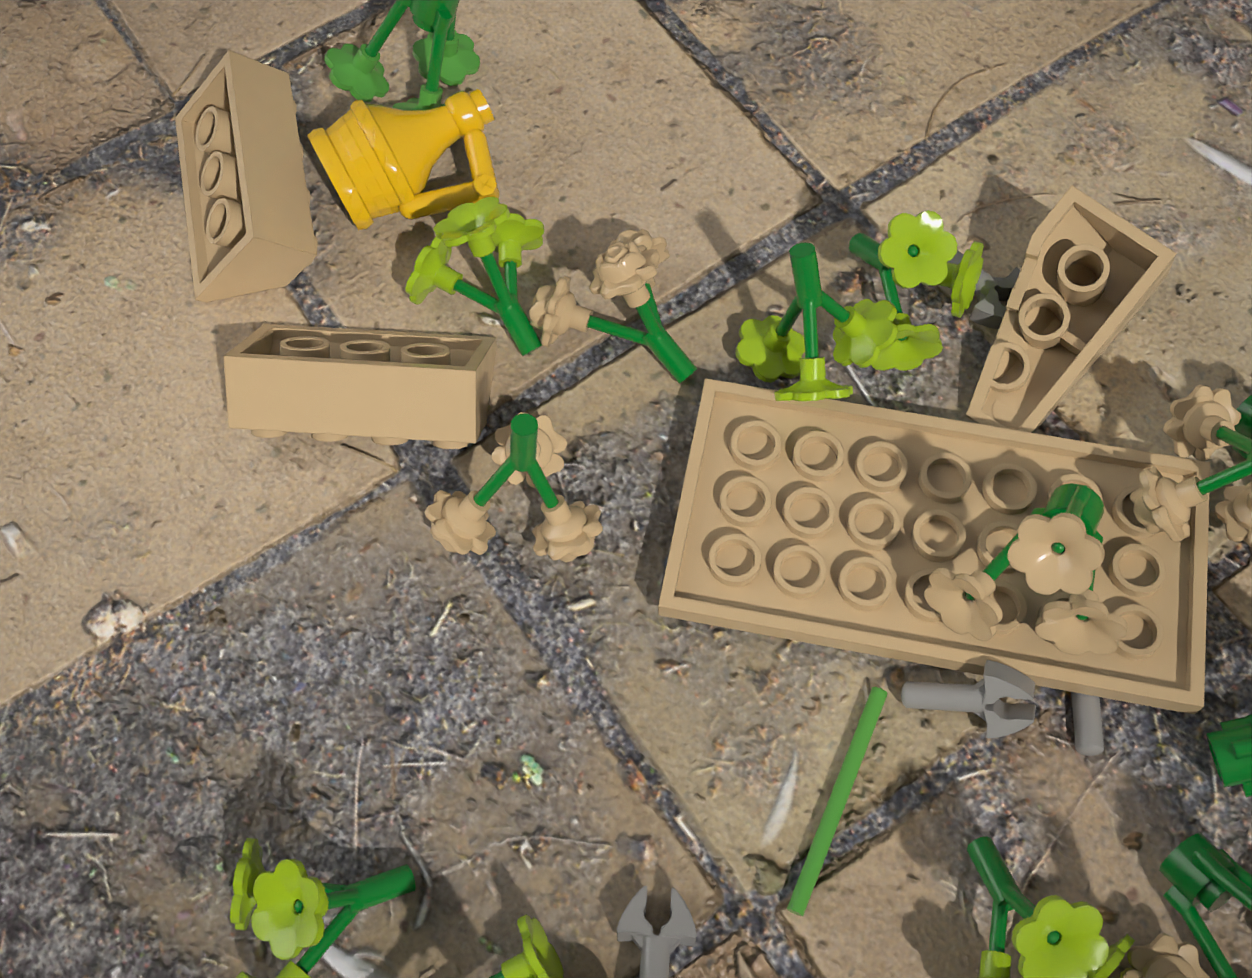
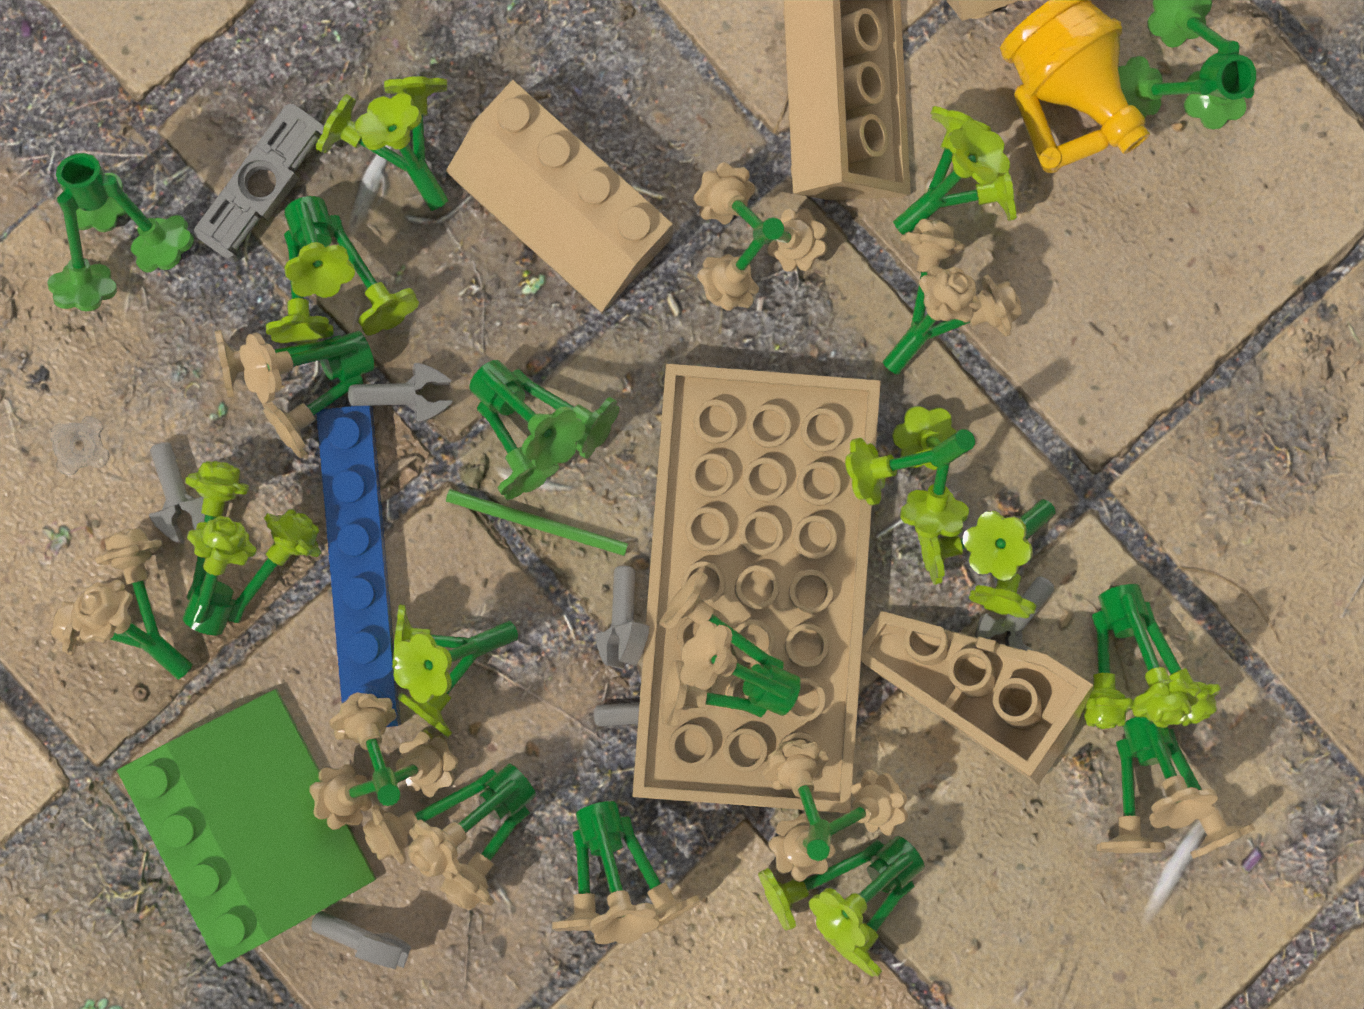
camera: 80 degrees right, 20 degrees up
(426, 717) = (558, 197): none -> tan slope
(667, 813) = (552, 435): none -> bright green plant
(1075, 127) = (1169, 698): none -> plant
(1212, 112) = (1184, 795): none -> plant

